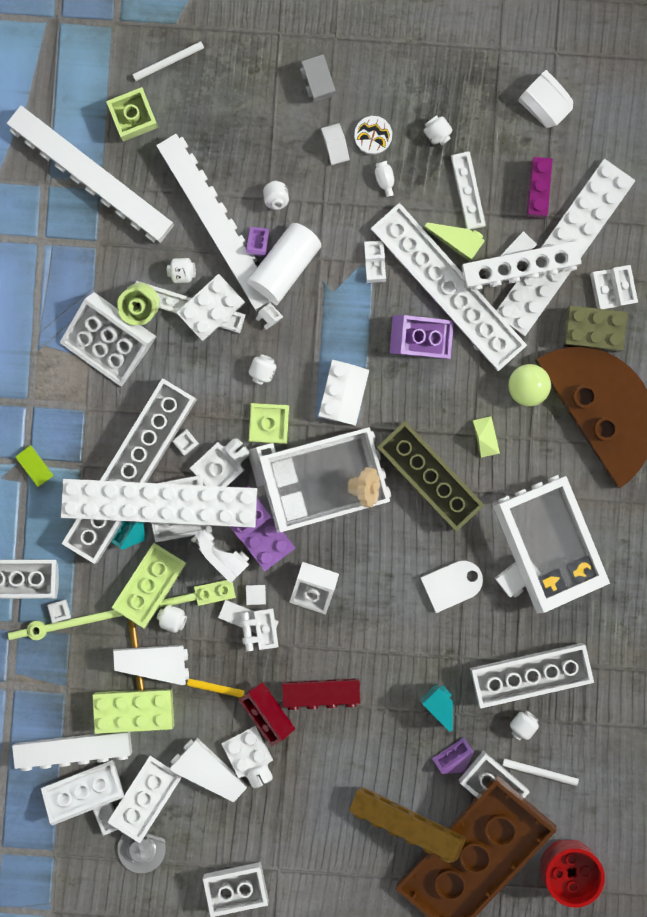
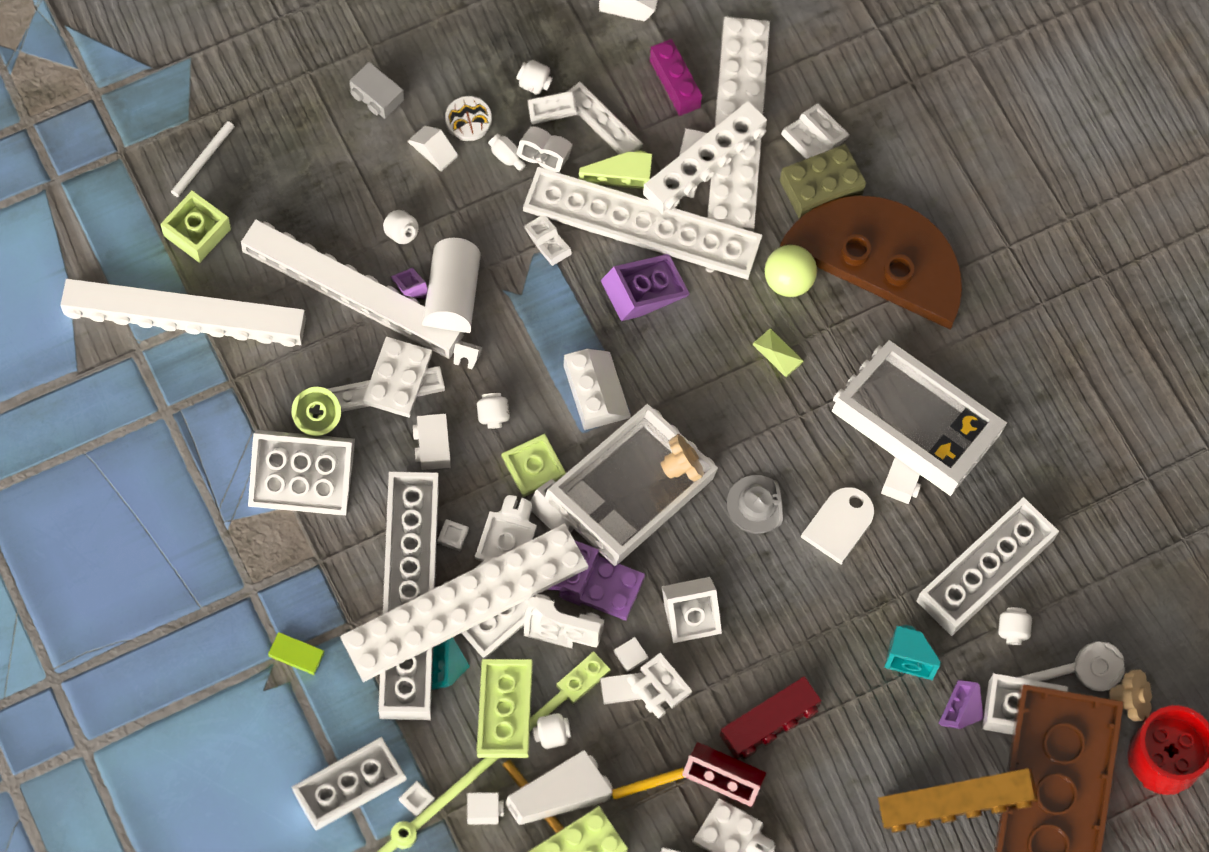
camera: 30 degrees left, 20 degrees down
(97, 644) = (483, 808): none -> white brick
(181, 270) = (342, 356): white head -> none
(208, 368) = (433, 442): none -> white brick
(403, 537) = (755, 504): none -> light grey hat
(411, 192) = (542, 148): none -> white brick
(430, 476) = (744, 419): olive brick -> none
(437, 161) = (552, 107): none -> white plate
(563, 785) = (1099, 666): none -> white tile
(571, 819) = (1135, 694): none -> tan plant

